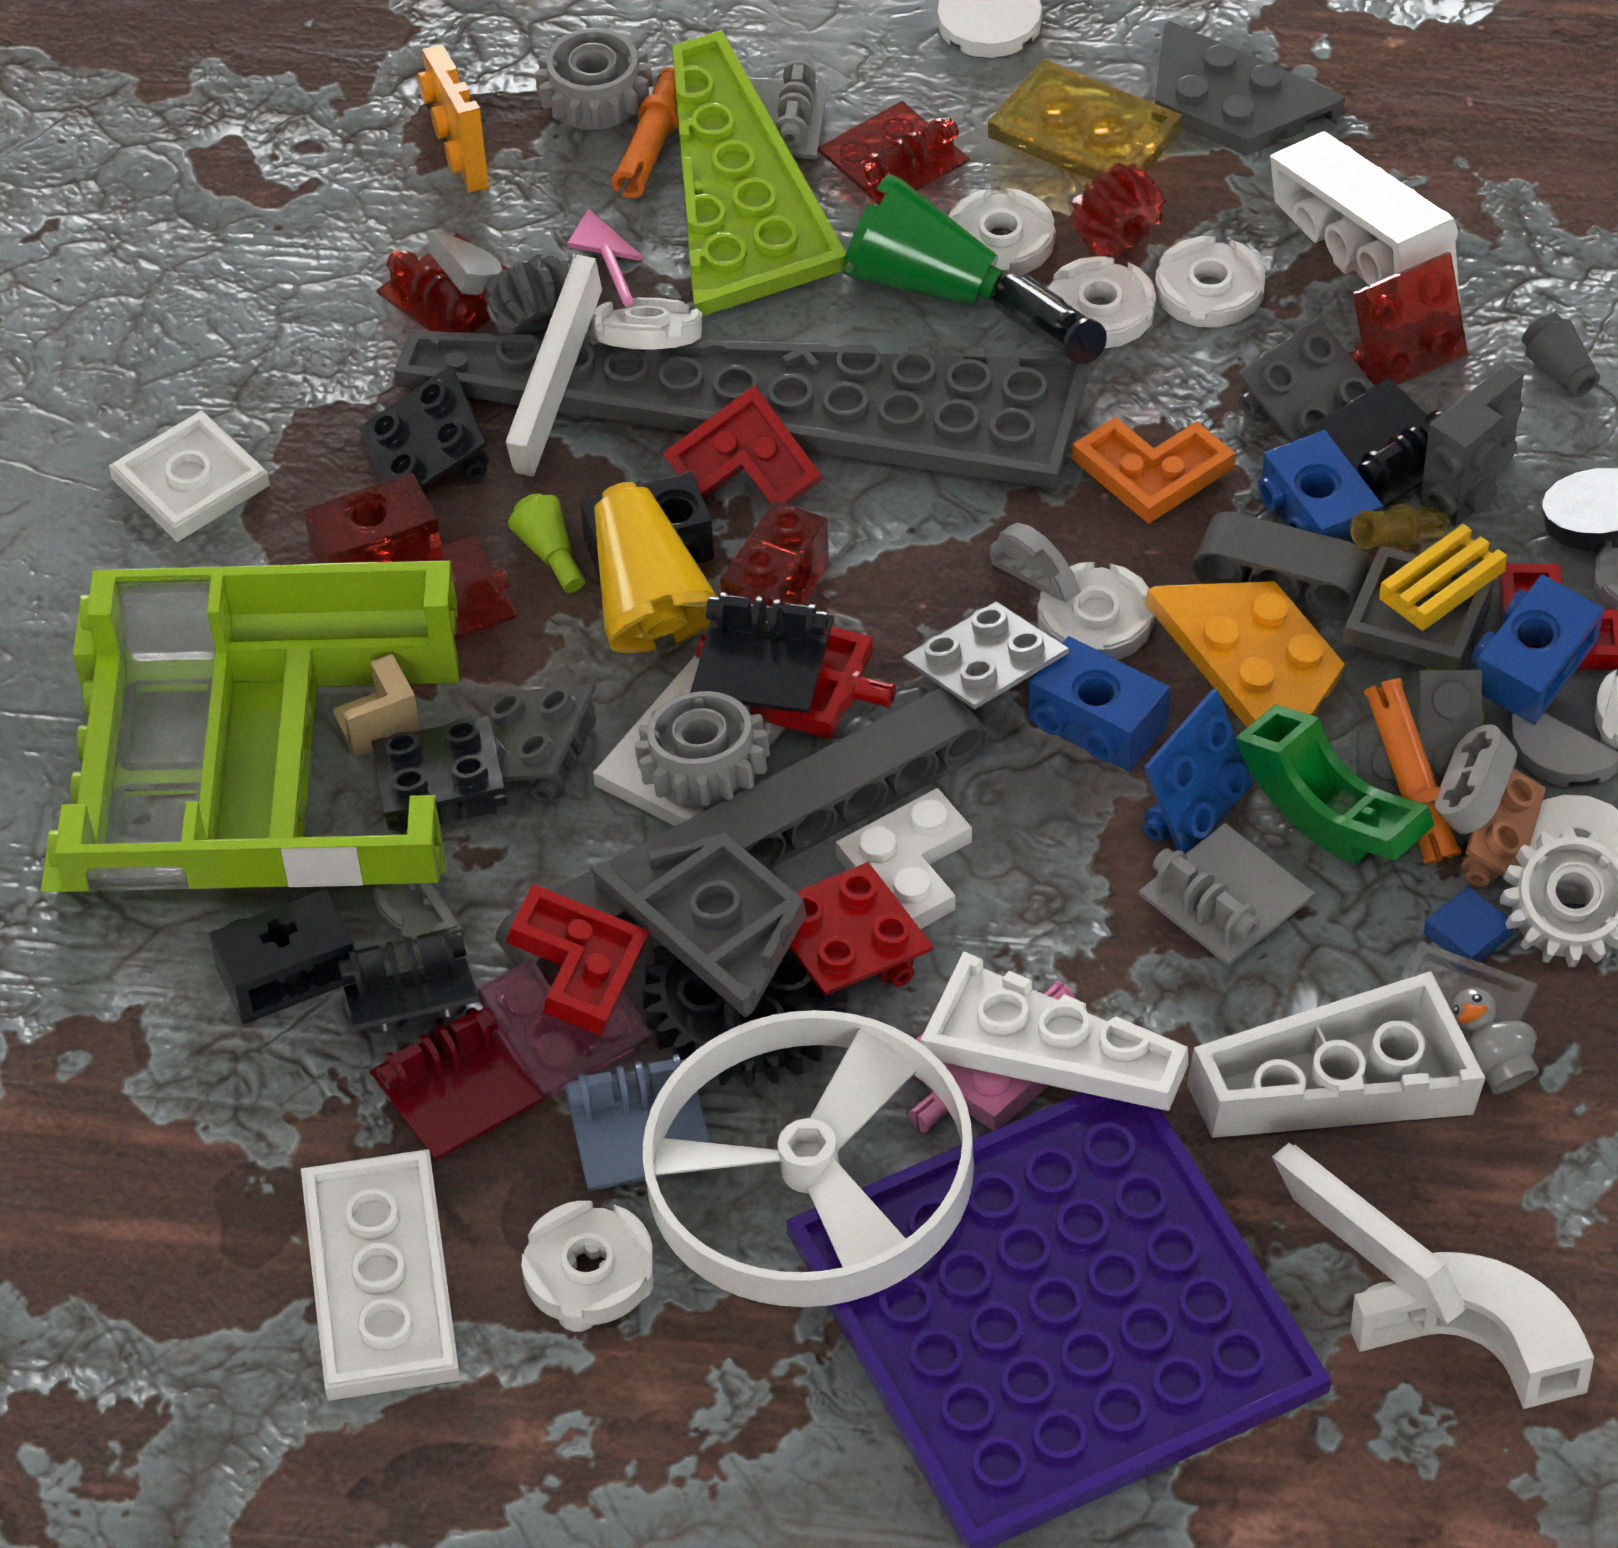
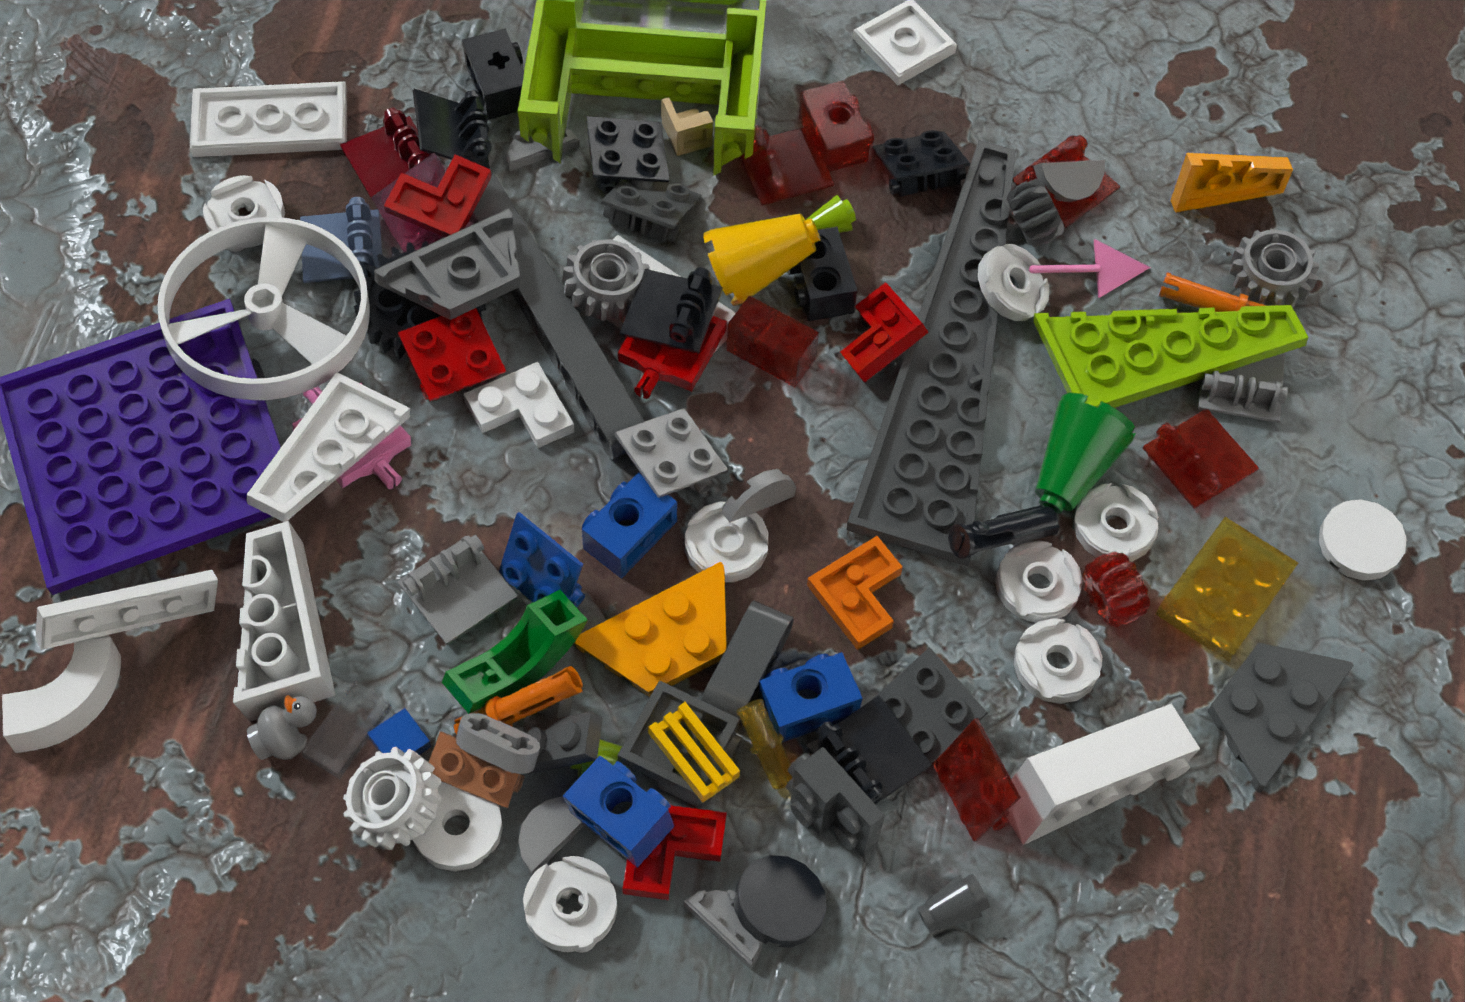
camera: 90 degrees right, 10 degrees up
(554, 365) = (960, 215): white tile -> none

